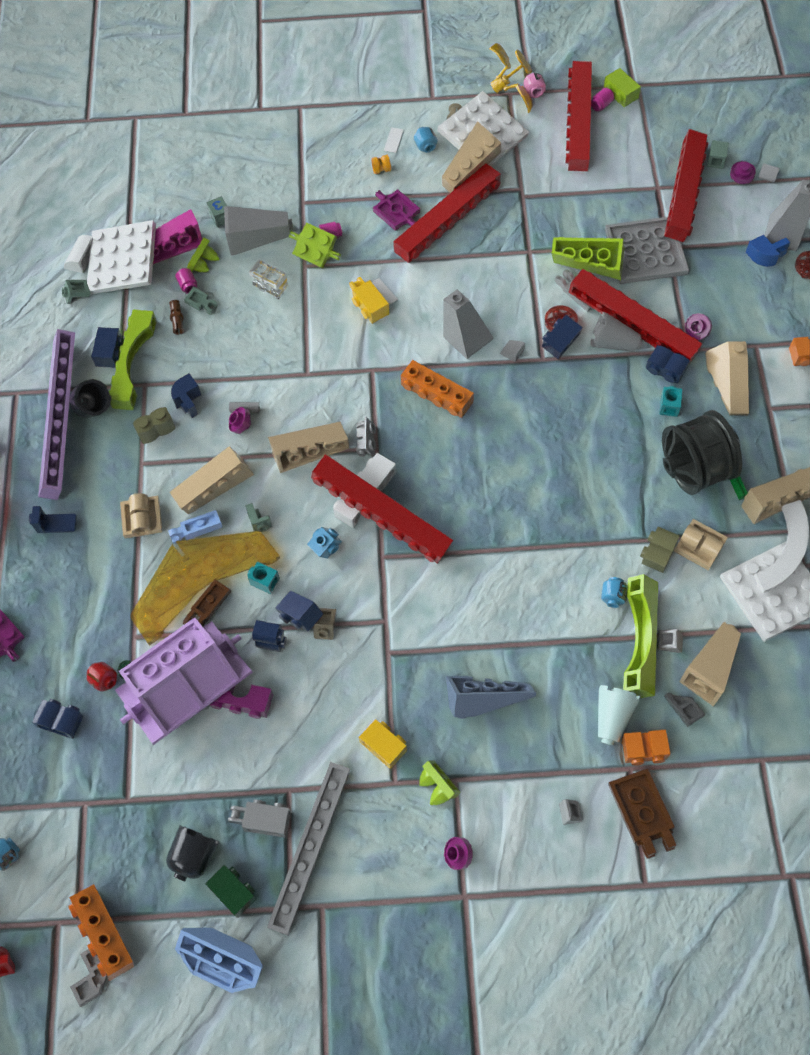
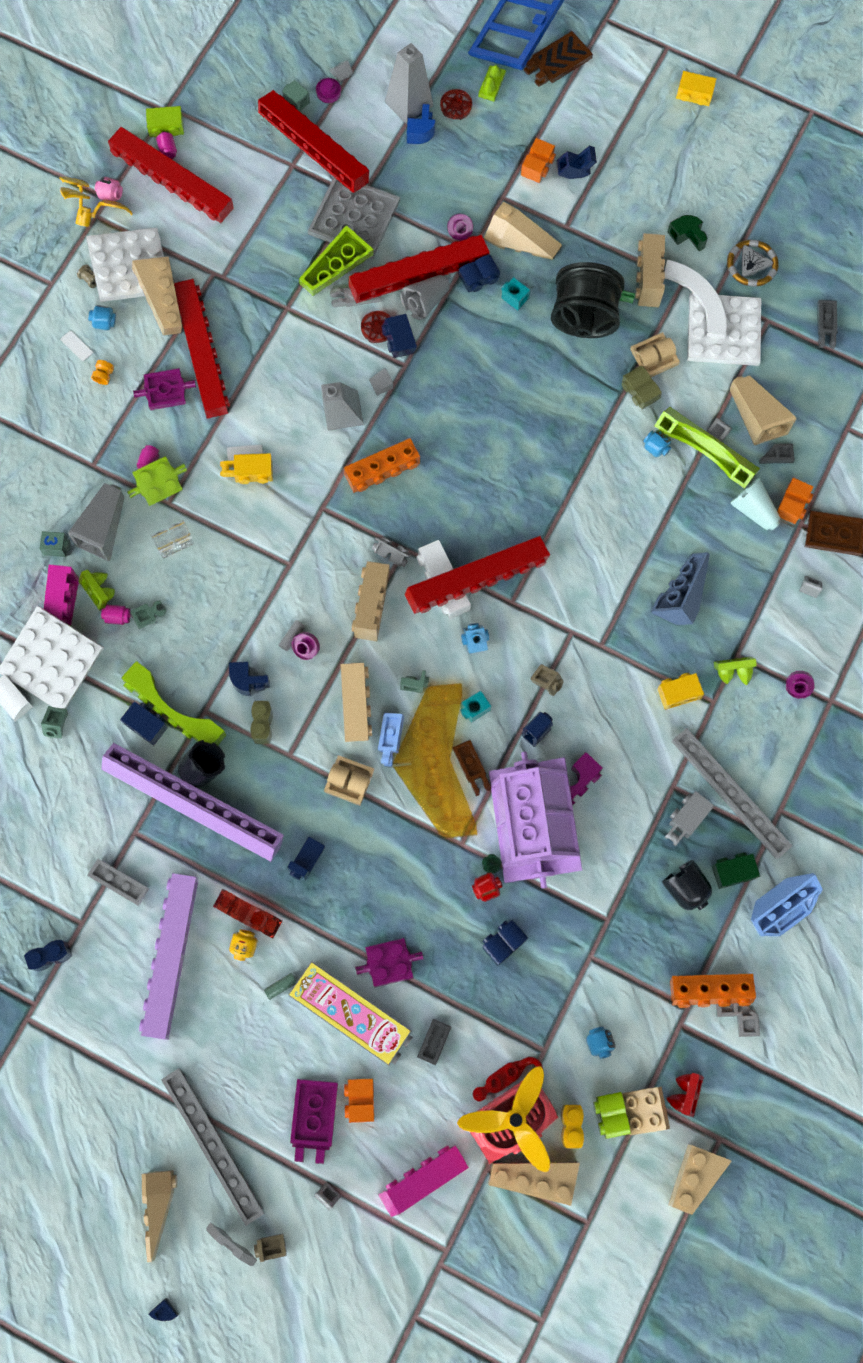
camera: 65 degrees left, 10 degrees up
(176, 317) = (150, 644): reddish brown pin -> none
(298, 611) = (528, 693): dark blue brick -> none

